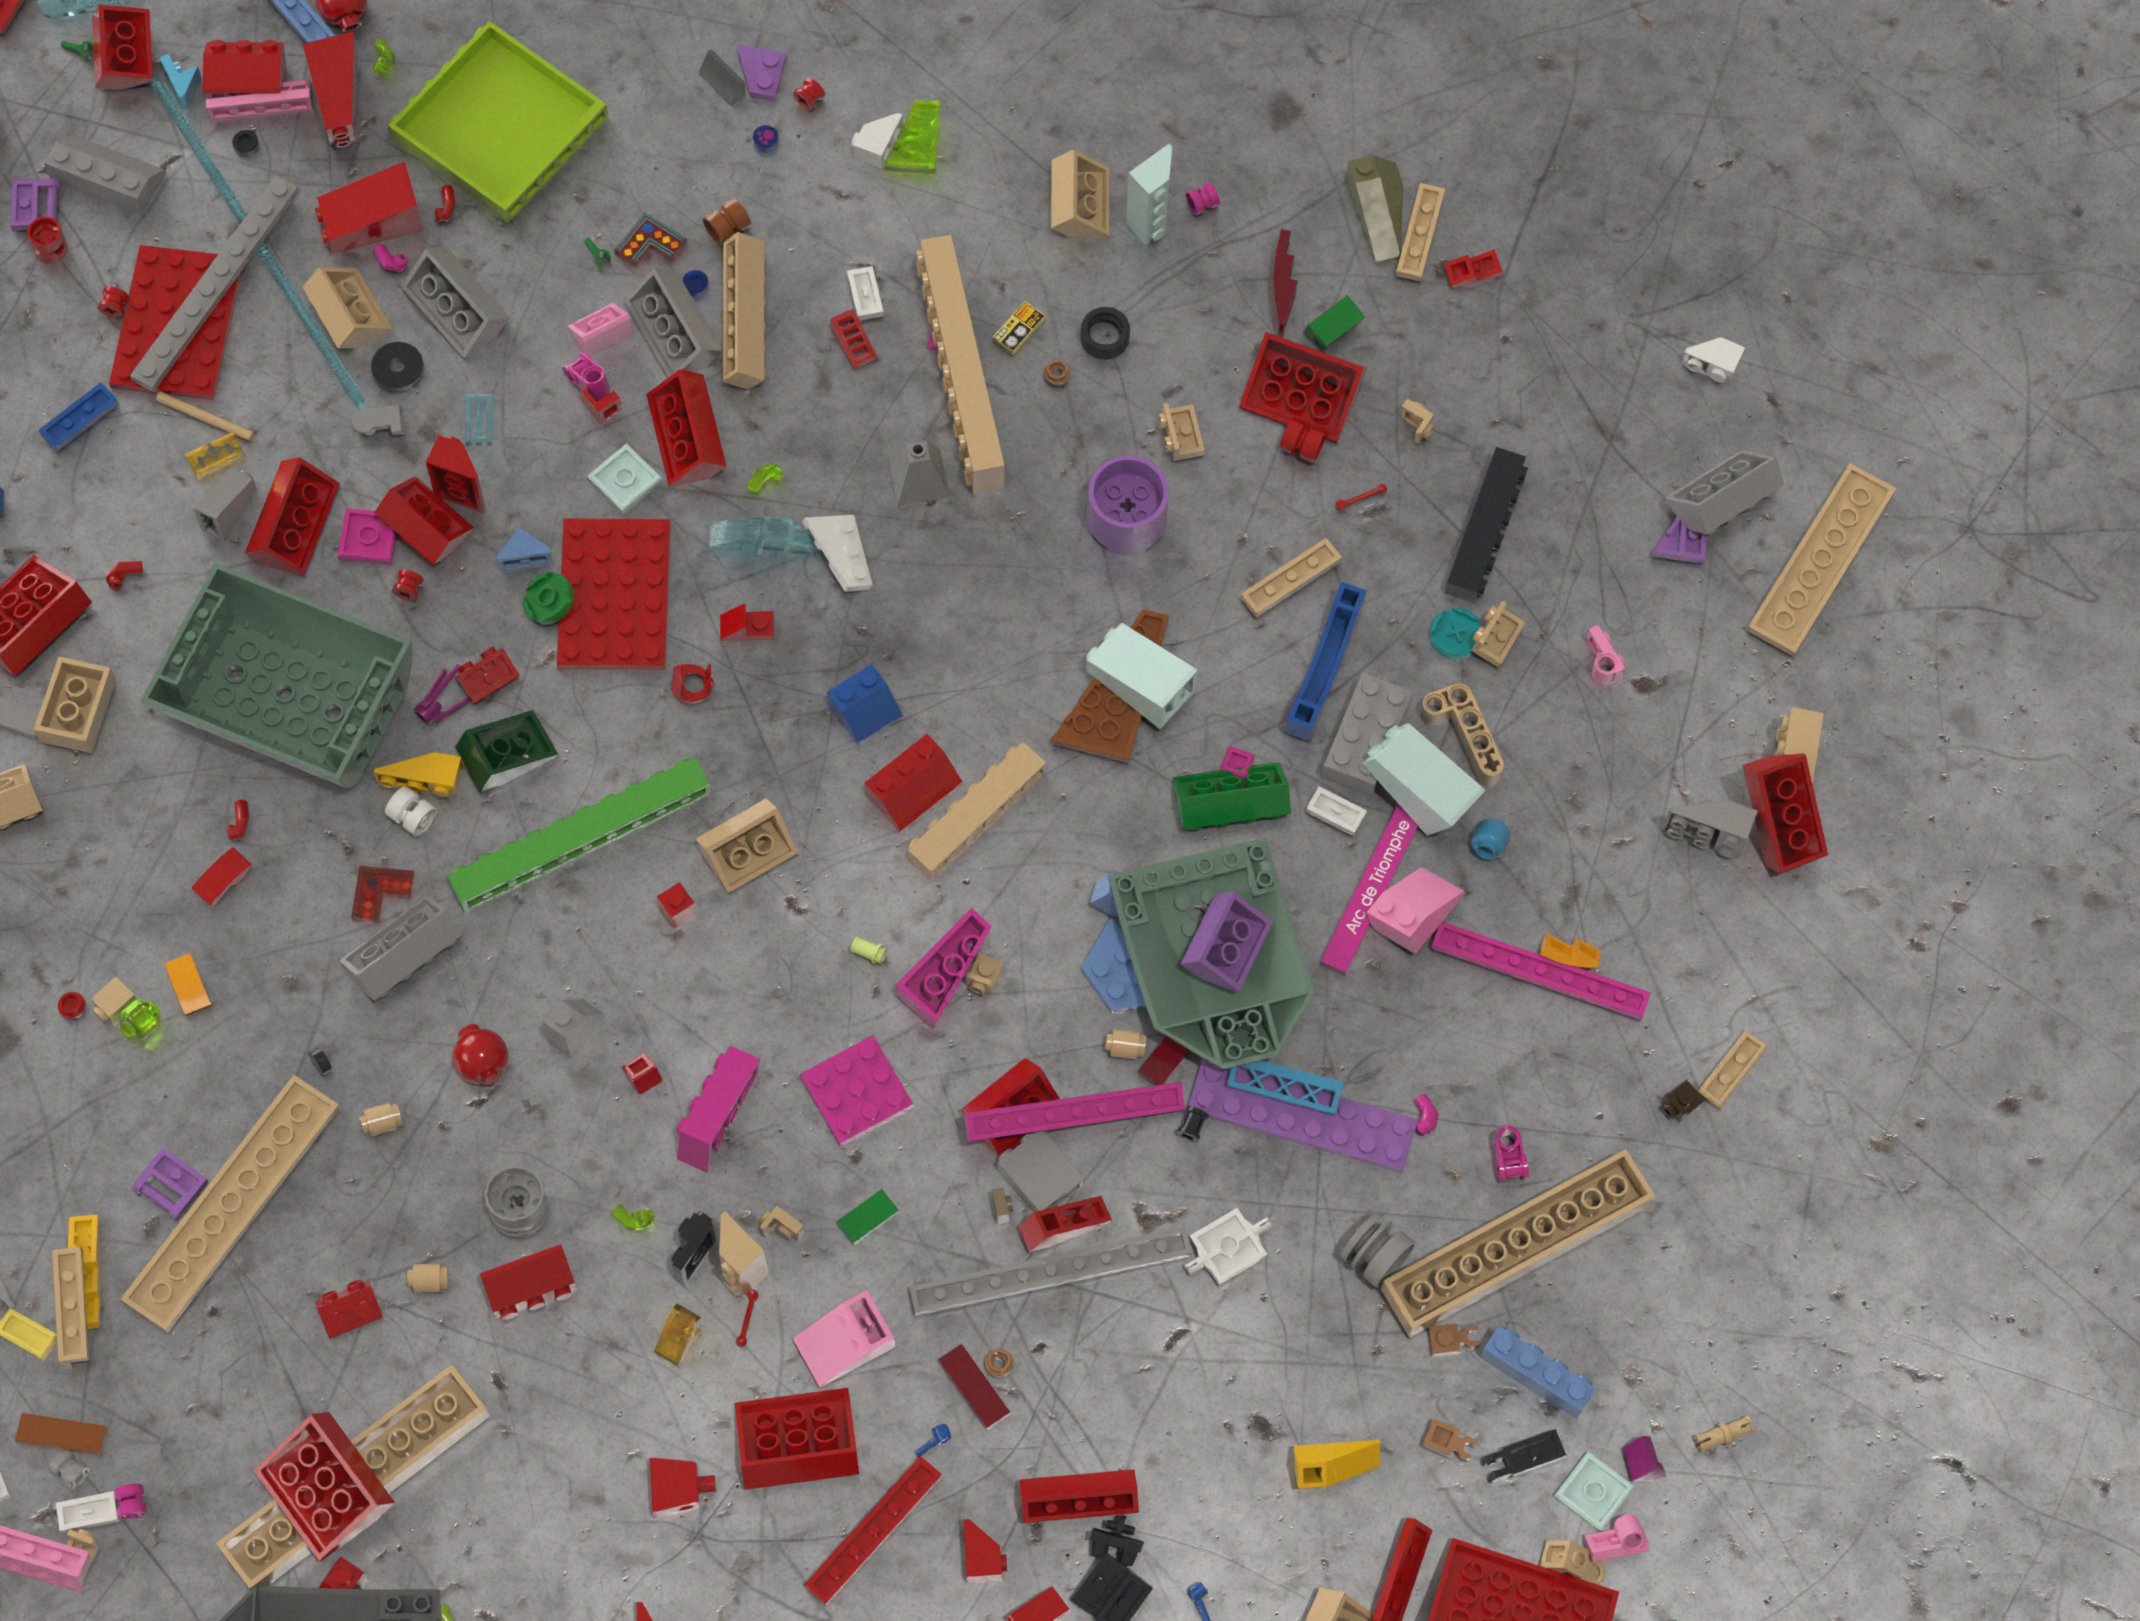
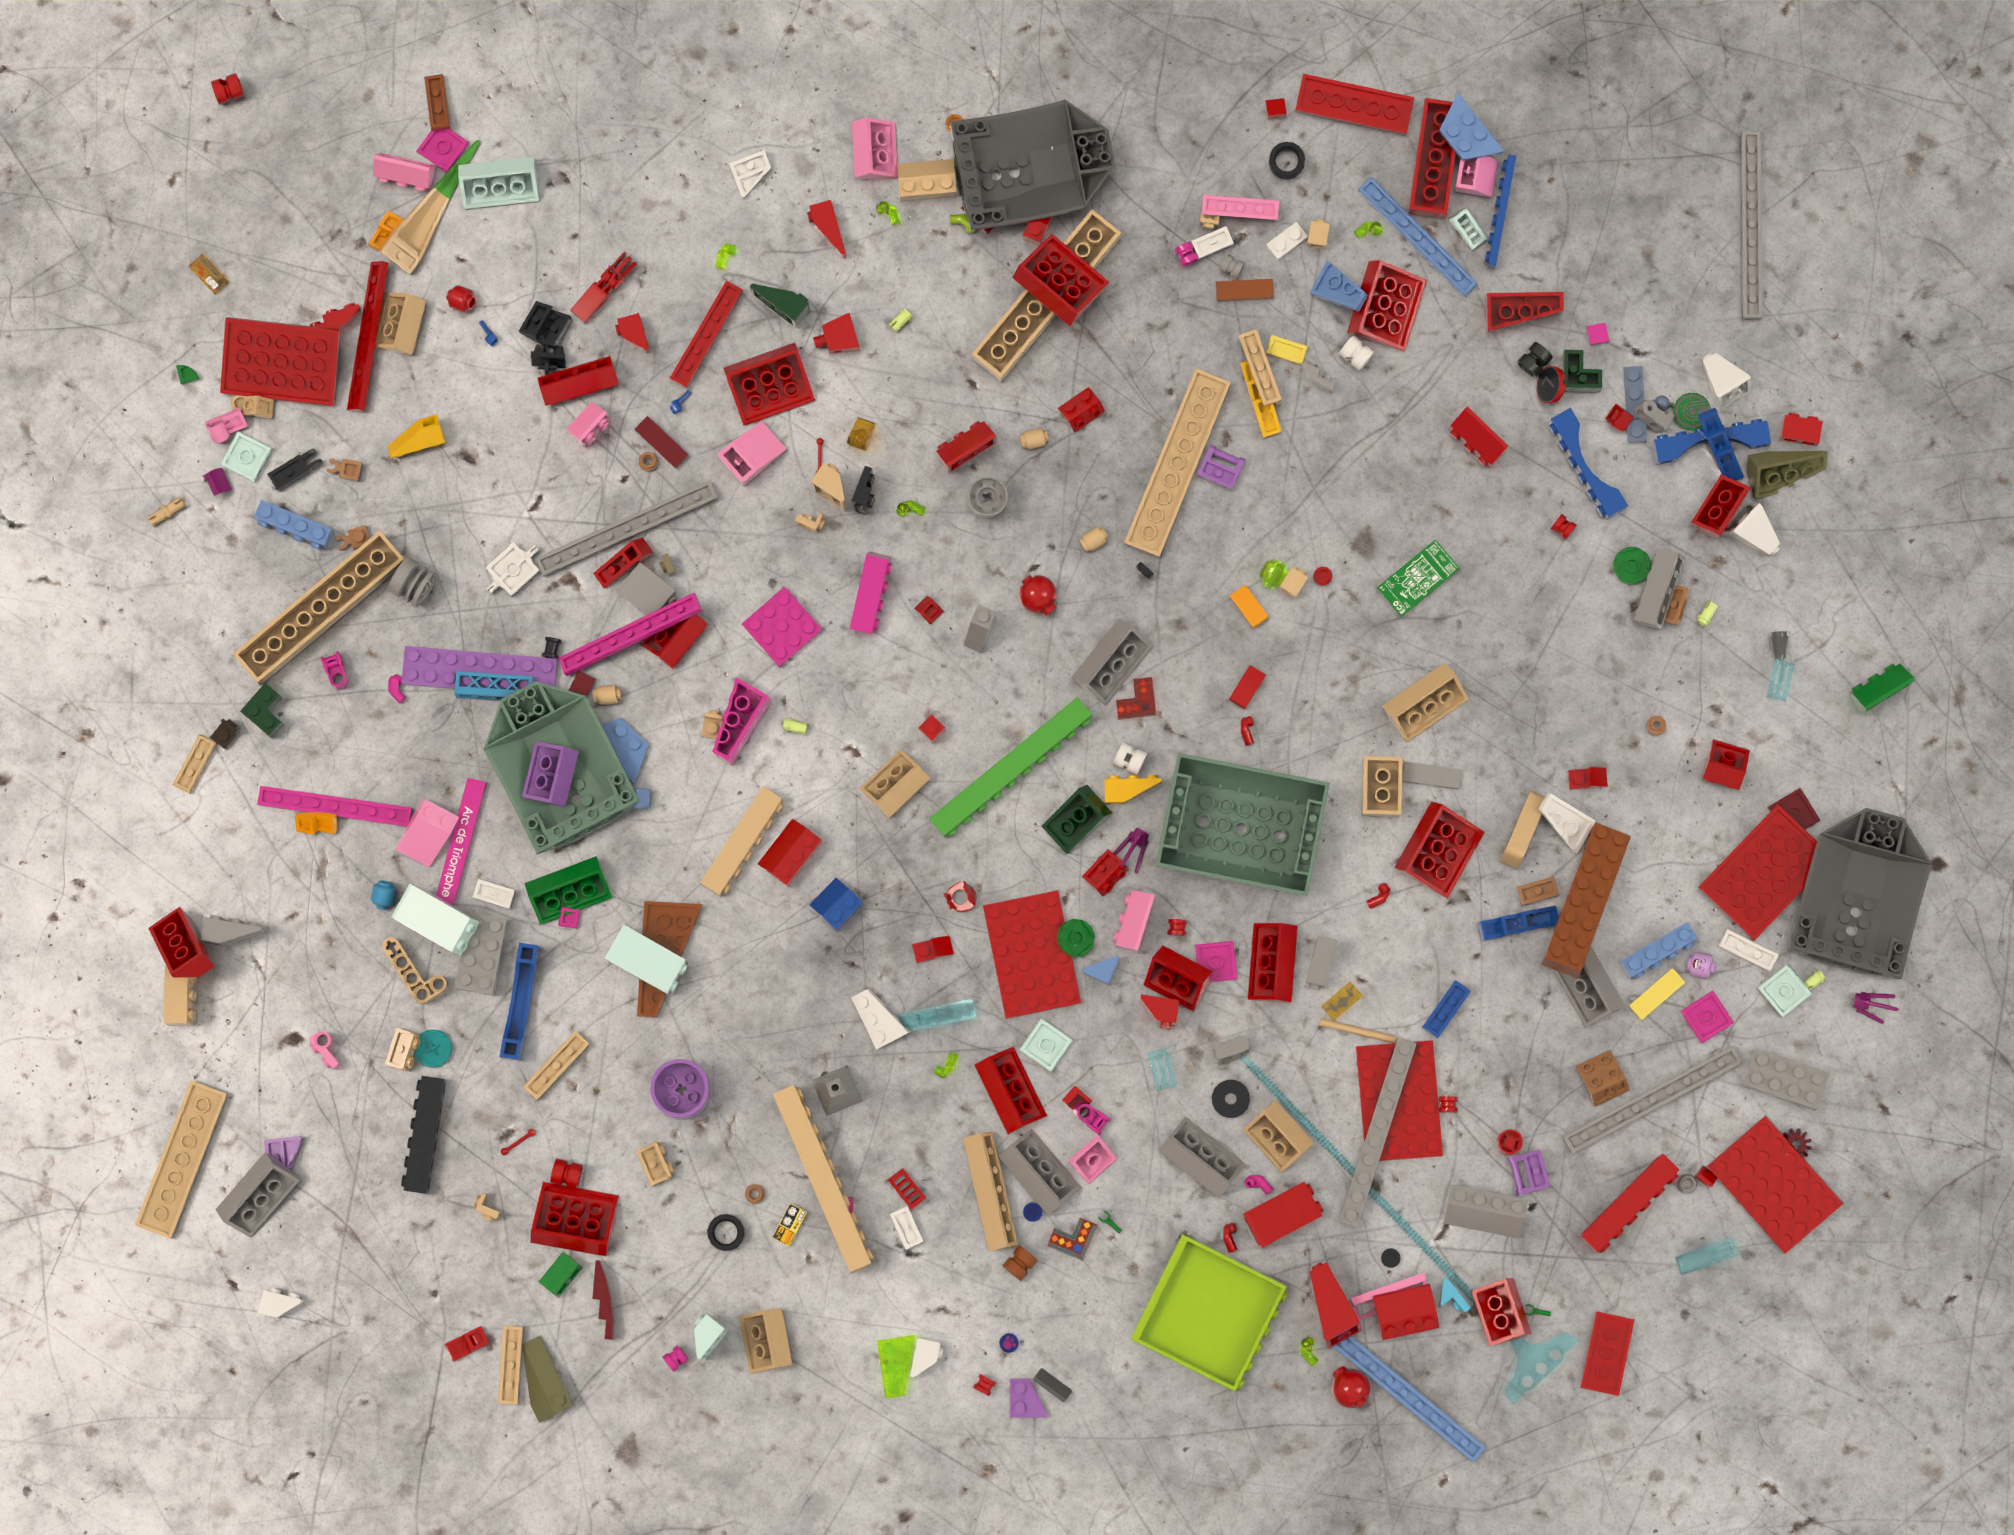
camera: 175 degrees right, 15 degrees up
(461, 599) = (1133, 920): none -> bright pink slope
(578, 1494) = (898, 322): none -> yellowish green pin
(743, 1544) = (785, 303): none -> dark green slope
(867, 1217) = (755, 541): green tile -> none
(1076, 1427) = (588, 424): none -> bright pink slope
(1627, 1117) = (259, 710): none -> dark green brick

